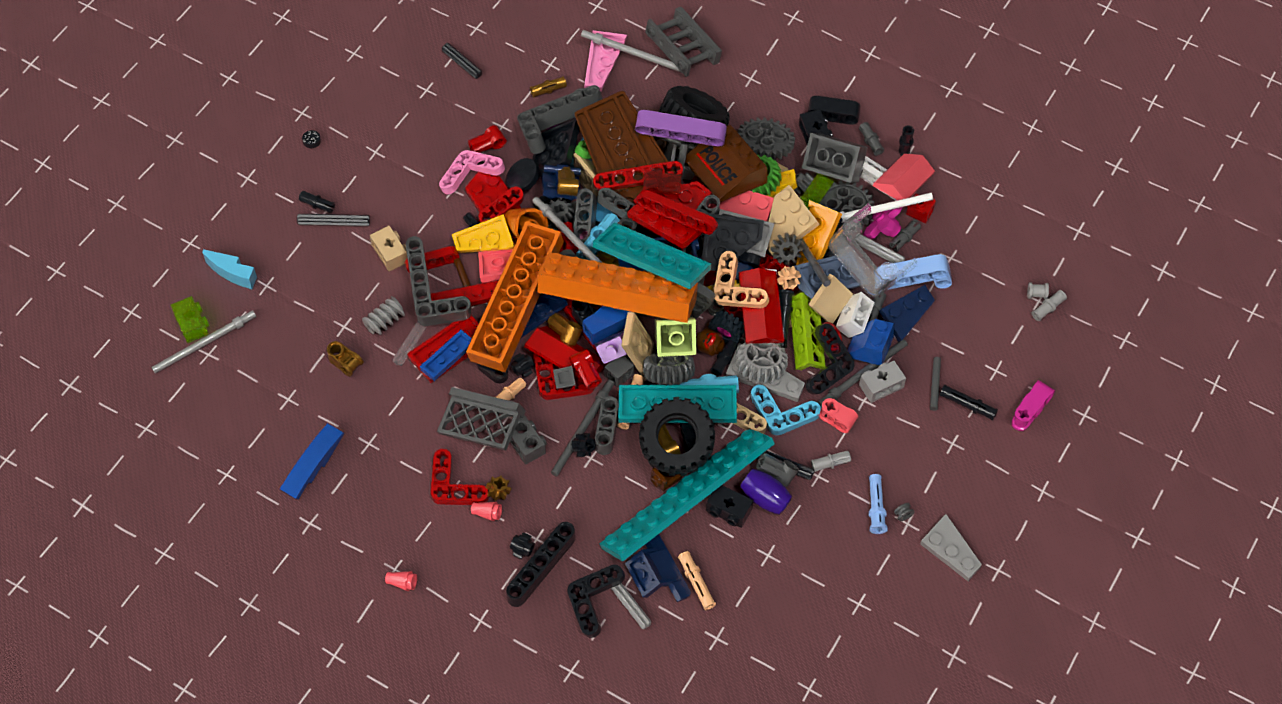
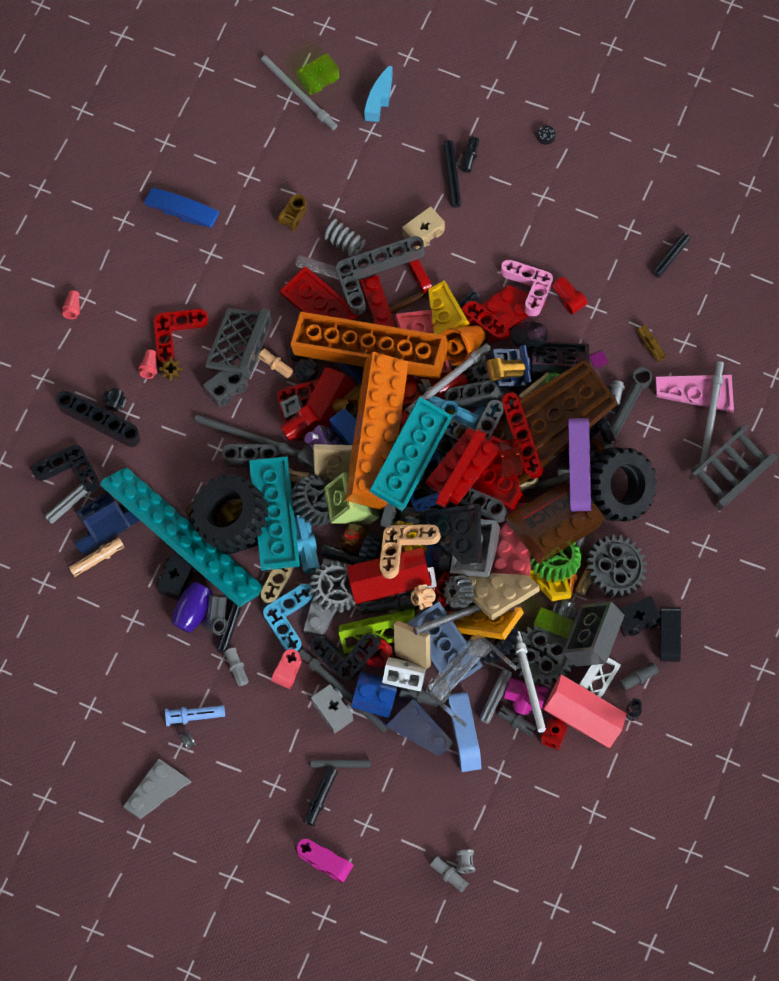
camera: 85 degrees right, 10 degrees up
(446, 355) = (302, 298): blue plate -> none
(553, 113) = (608, 347): dark grey beam -> none
(583, 444) = (224, 436): black gear -> none

